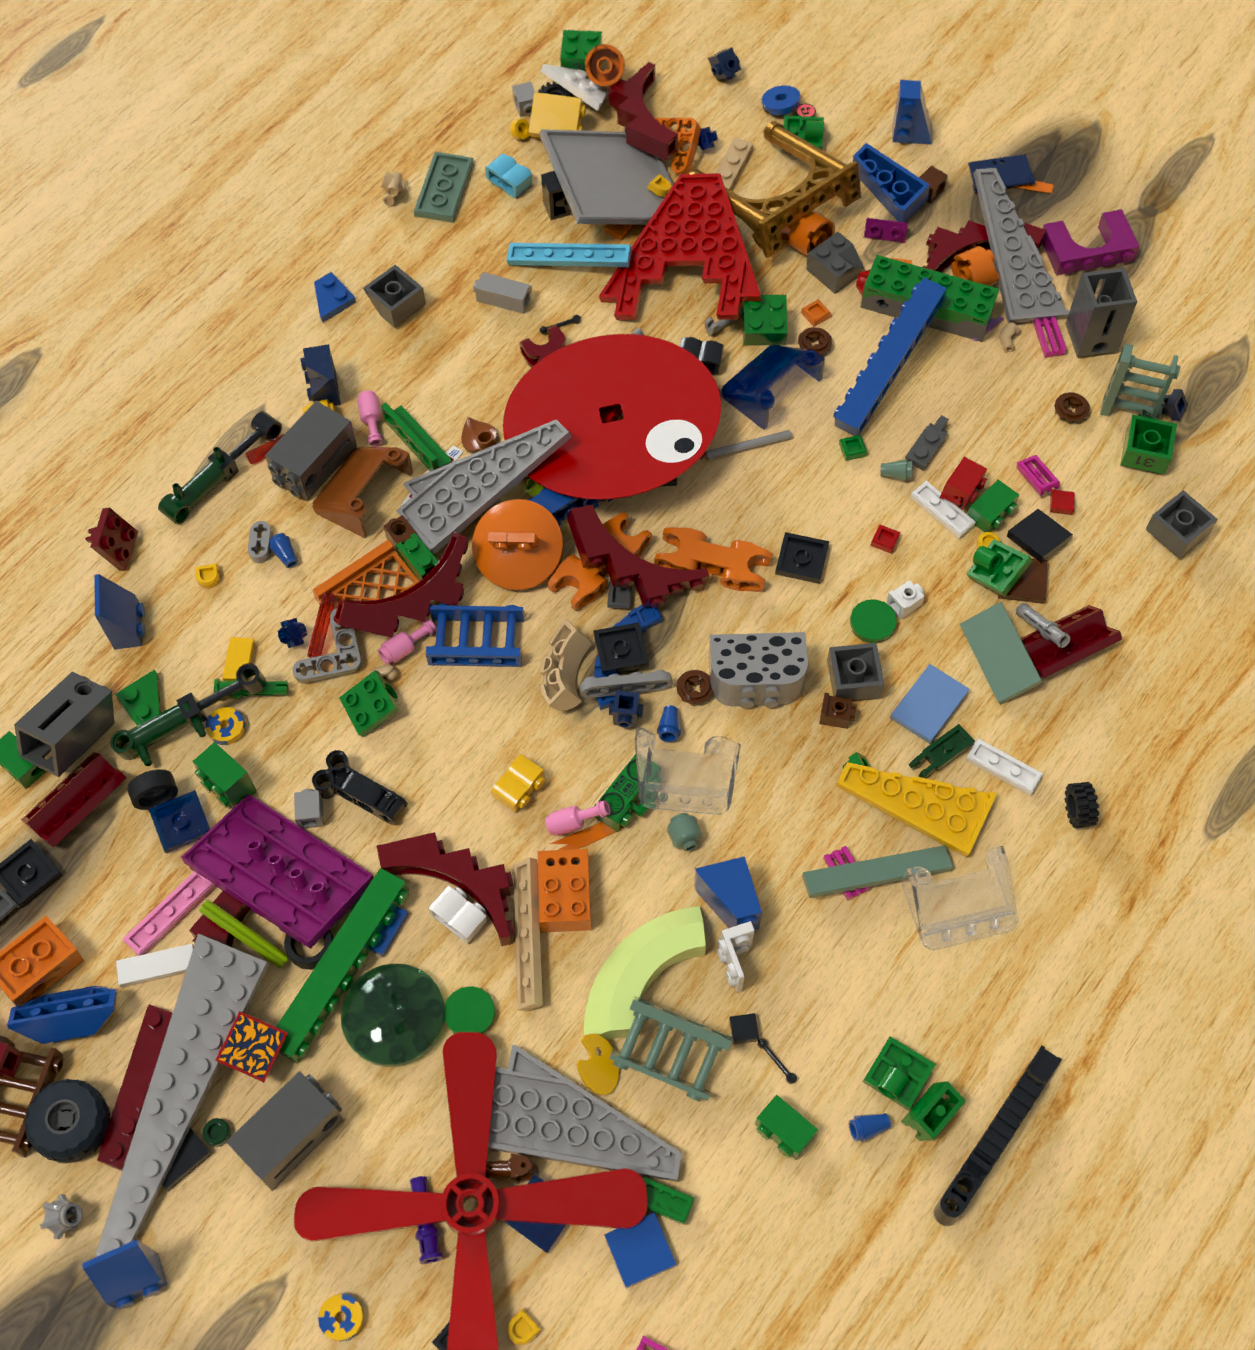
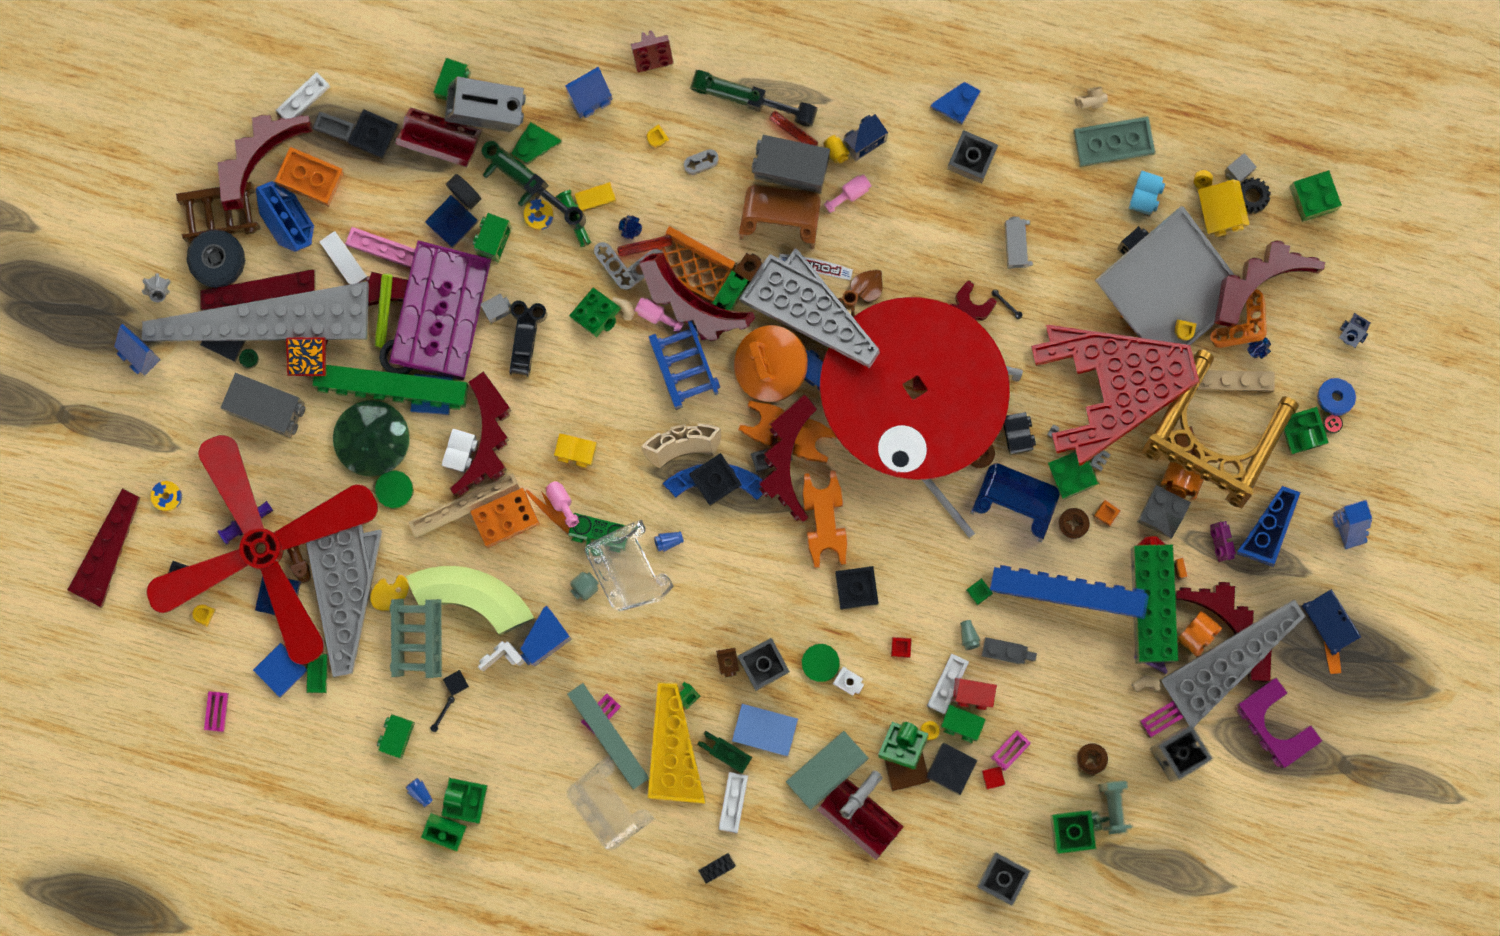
camera: 70 degrees right, 20 degrees up
(283, 549) = (700, 184): blue cone -> none
(415, 437) = (843, 239): green fence -> none
(569, 254) = (1075, 283): medium azure plate -> none
(577, 83) = (1273, 210): white wing -> none
(594, 68) = (1296, 227): orange brick -> none
(626, 709) = (661, 497): dark blue brick -> none
(635, 682) = (690, 502): light grey plate -> none
(694, 678) = (704, 539): reddish brown gear -> none
(757, 668) = (734, 590): light grey brick -> none
(937, 182) = (1290, 564): reddish brown brick -> none
(996, 1137) = (452, 883): black piece -> none
(1174, 404) = (1128, 844): dark blue tile -> none

